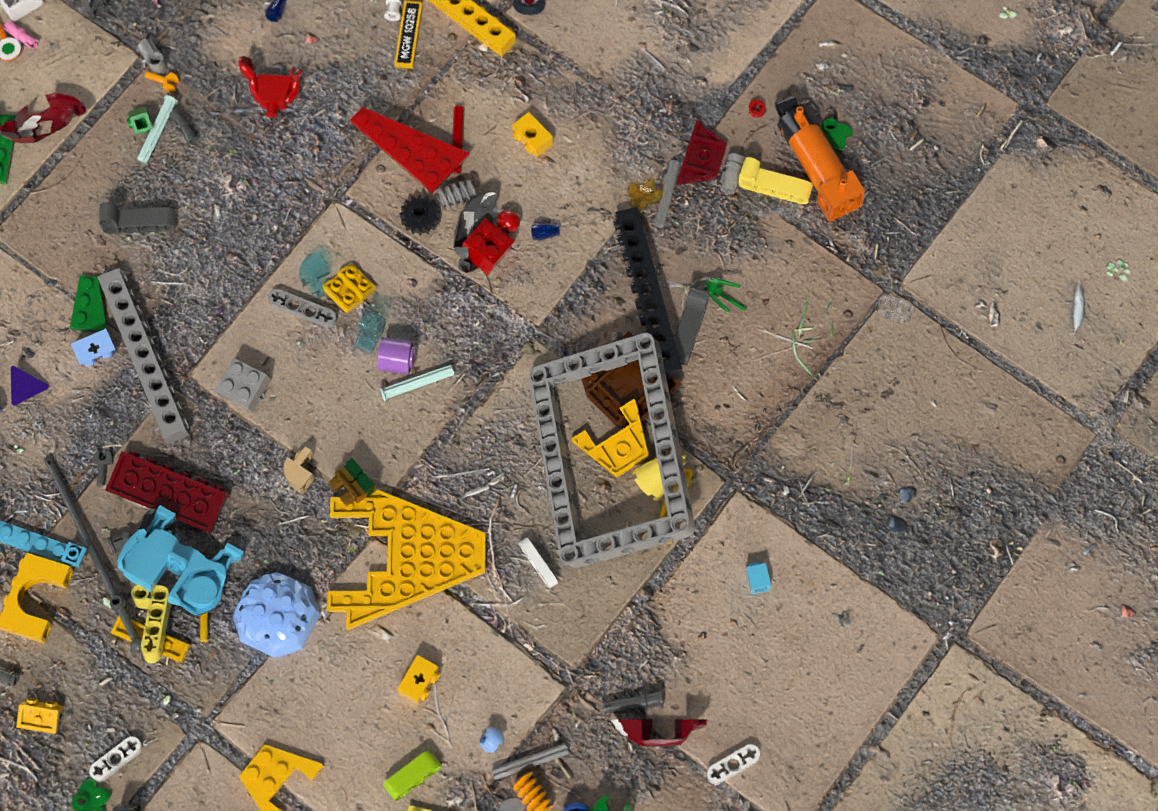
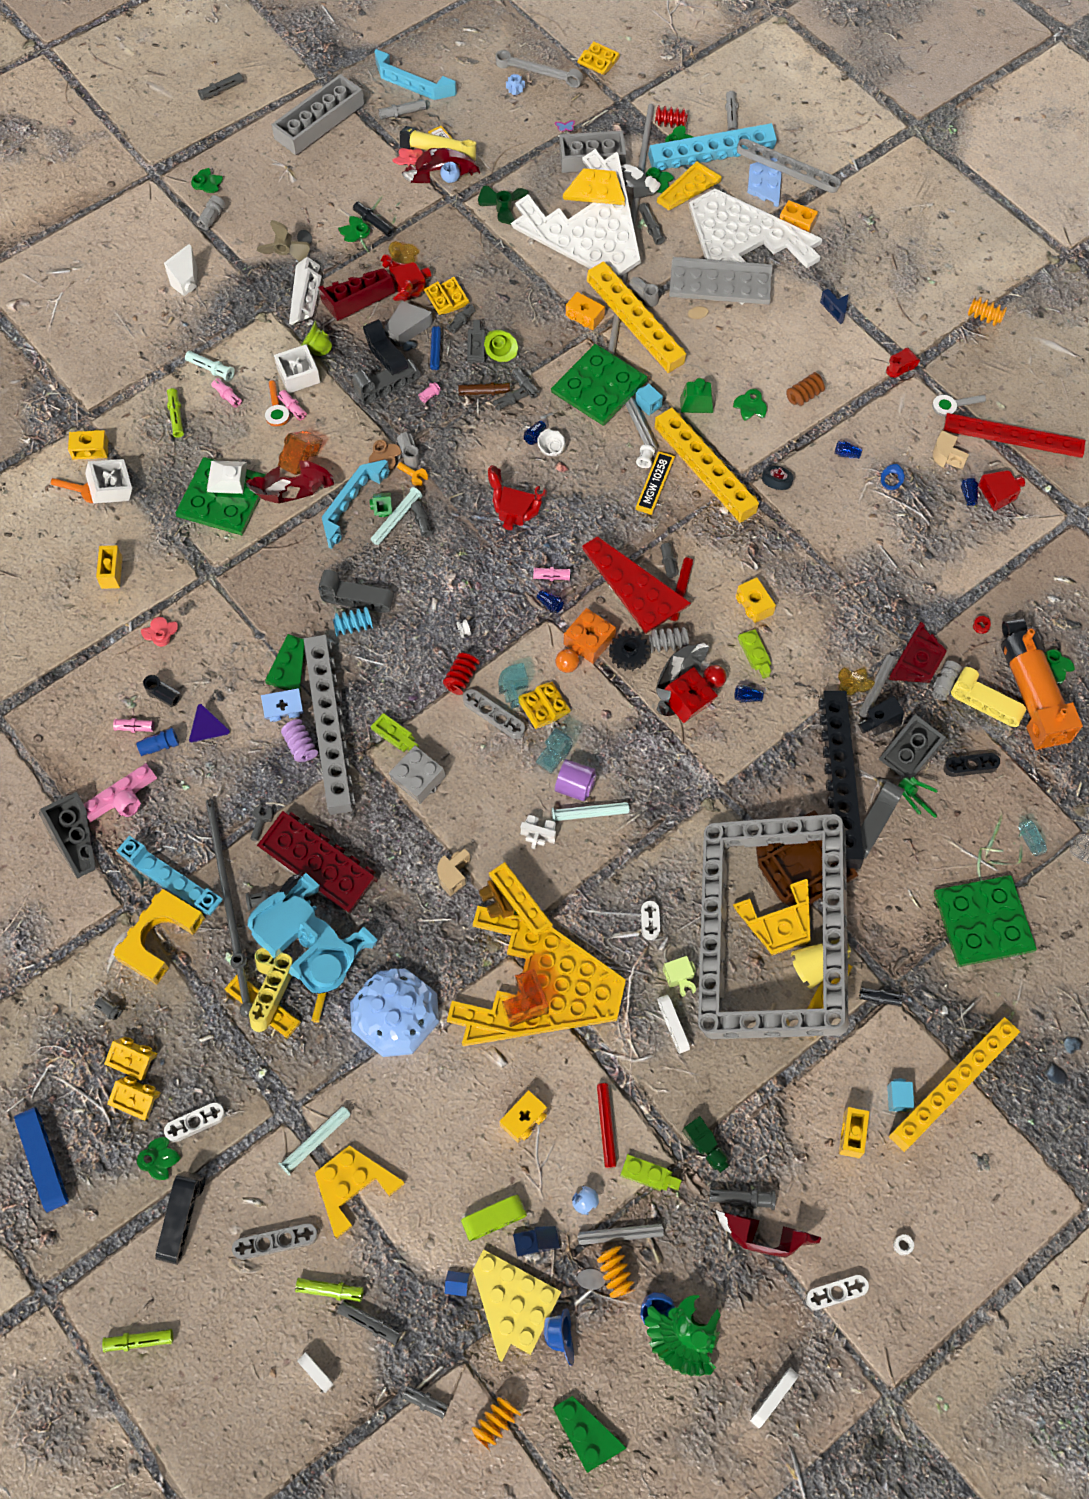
camera: 10 degrees right, 5 degrees down
(40, 82) = (297, 448): none -> clear orange brick
(52, 750) = (133, 1097): none -> yellow bracket
(119, 380) = (298, 741): none -> lavender piece
(124, 87) = (374, 471): none -> medium azure slope
(130, 69) = (388, 453): none -> medium nougat plate
(140, 248) = (352, 621): none -> medium azure piece
(210, 350) = (394, 733): none -> lime hinge
(231, 747) = (314, 1140): none -> light aqua axle
(253, 229) = (464, 628): none -> white bush
(259, 274) = (459, 673): none -> red piece
(295, 16) = (551, 442): none -> white hair
(326, 153) = (551, 573): none -> bright pink pin
(332, 182) = (550, 601): none -> clear blue cone
(369, 482) = (520, 899): none -> yellow tile
(371, 416) = (537, 834): none -> white hips
(376, 211) = (585, 637): none -> orange brick
(400, 574) = (530, 1002): none -> clear orange brick
(439, 112) = (668, 560): none -> dark grey axle
(455, 786) = (536, 1241): none -> dark blue slope
(492, 473) = (645, 920): none -> white beam
(496, 669) = (606, 1125): none -> red axle
(534, 515) = (680, 973): none -> yellowish green brick
(543, 187) = (755, 652): none -> lime hinge
(544, 703) = (649, 1174): none -> lime hinge
(590, 663) = (704, 1141): none -> dark green piece
(677, 225) = (883, 717): none -> black torso
(712, 248) = (913, 748): none -> dark grey slope
(721, 621) = (854, 1132): none -> yellow brick
(724, 491) = (880, 996): none -> black pin
(774, 244) = (964, 770): none -> black beam
(785, 702) = (897, 1248): none -> white axle
(804, 555) = (954, 1084): none -> yellow brick
(808, 398) = (984, 921): none -> green piece
(839, 309) = (1032, 837): none -> clear light blue beam

